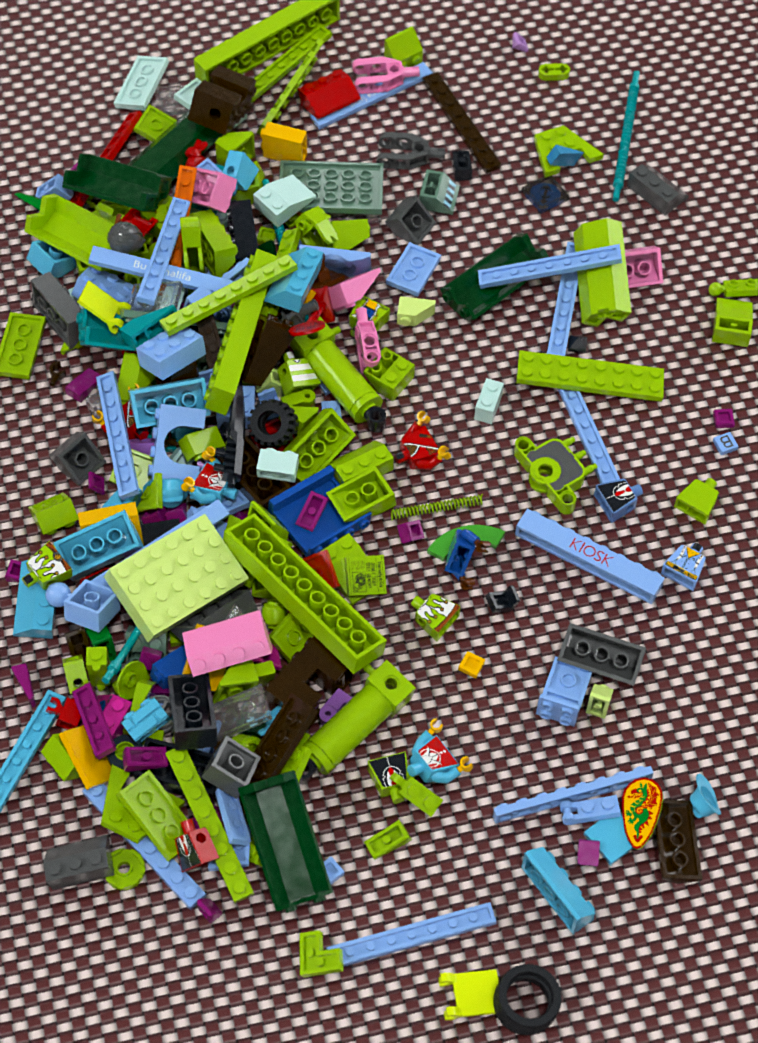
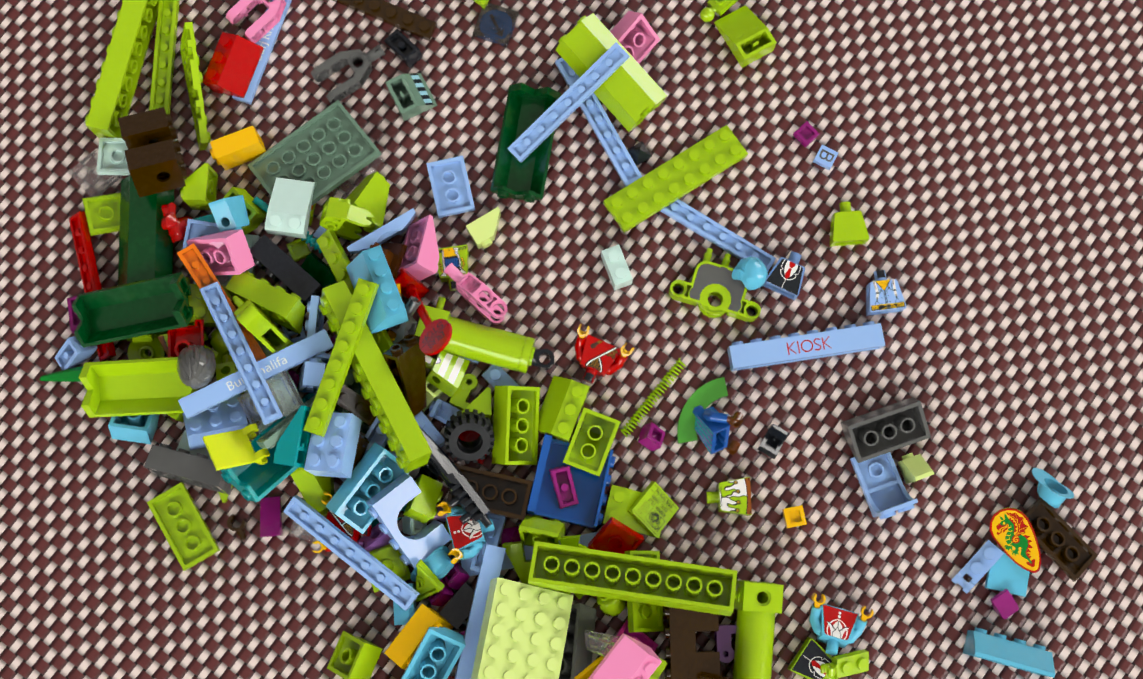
camera: 40 degrees left, 20 degrees up
(77, 457) = (329, 592): dark grey slope -> none
(96, 483) = (364, 601): magenta slope -> none
(141, 82) = (53, 179): light aqua plate -> none
(277, 465) = (509, 474): light aqua brick -> none
(390, 374) = (520, 305): lime slope -> none
(411, 220) = (409, 140): dark grey slope -> none
(577, 793) = (951, 570): light blue plate -> none
(589, 471) = (750, 272): none -> medium azure cap

